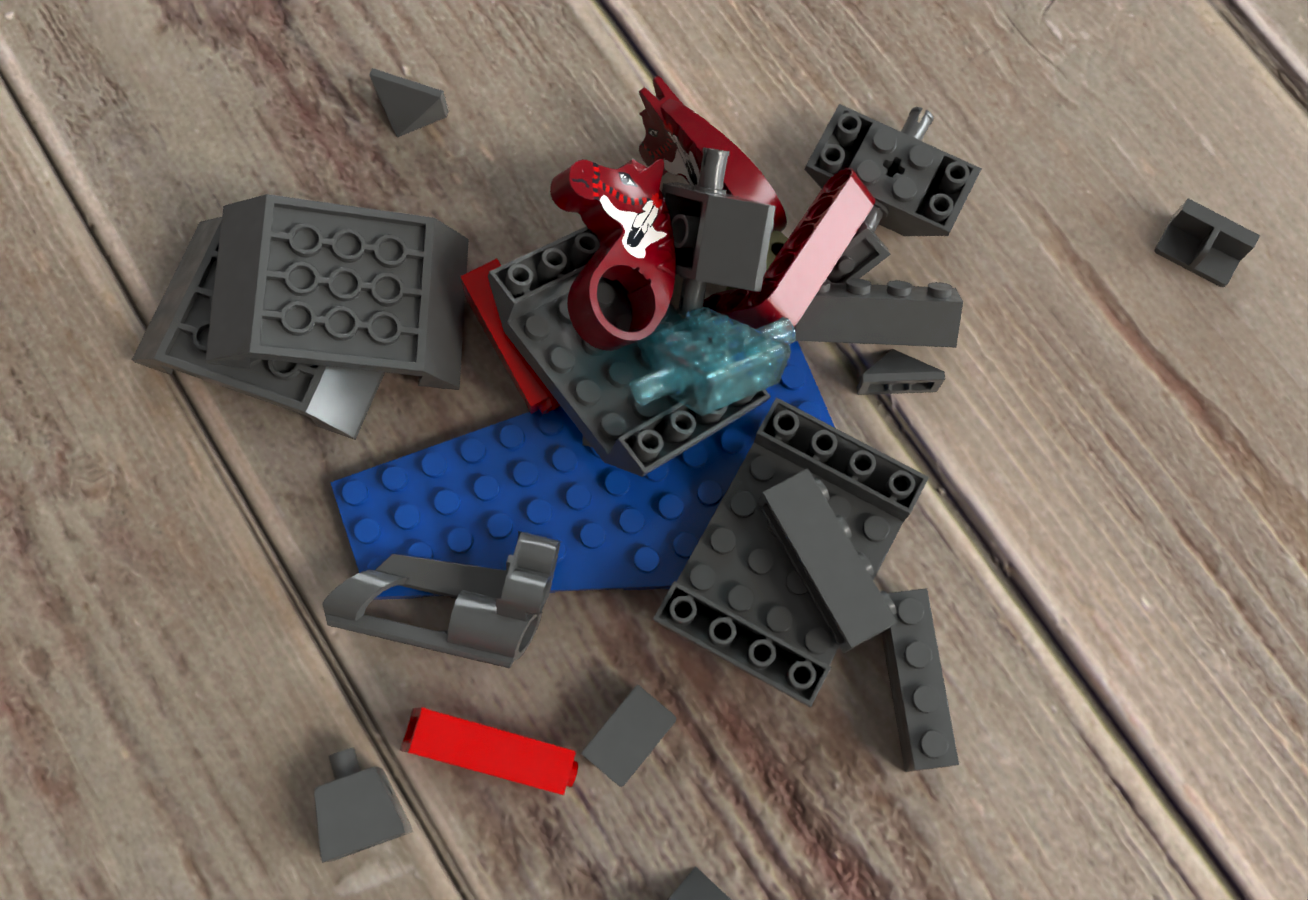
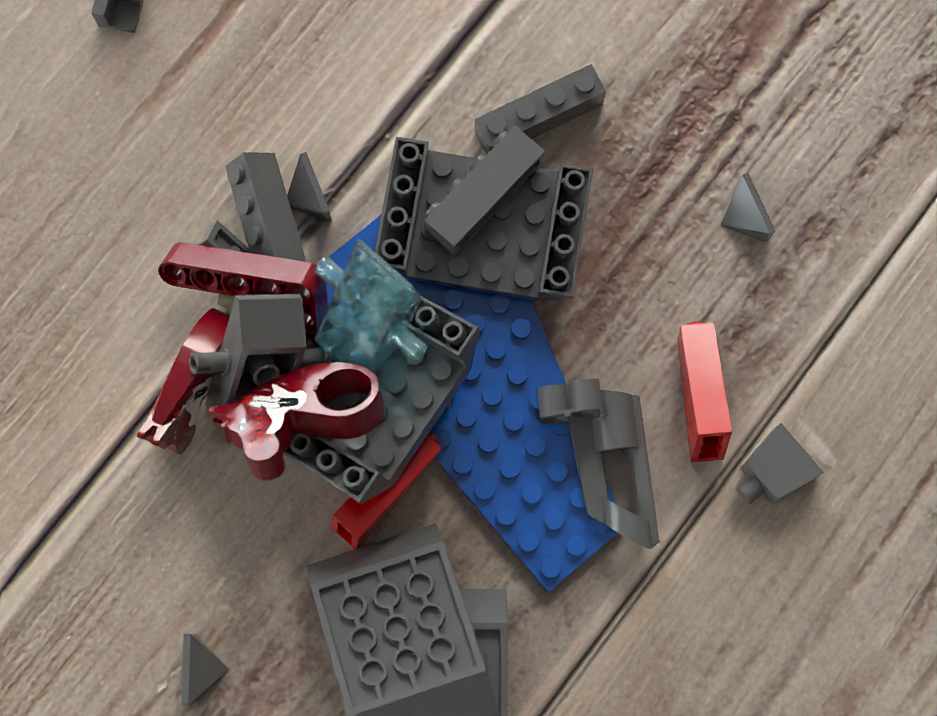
camera: 110 degrees left, 5 degrees up
(629, 736) = (654, 295): dark grey panel -> none
(913, 183) = (139, 212): dark grey slope -> none

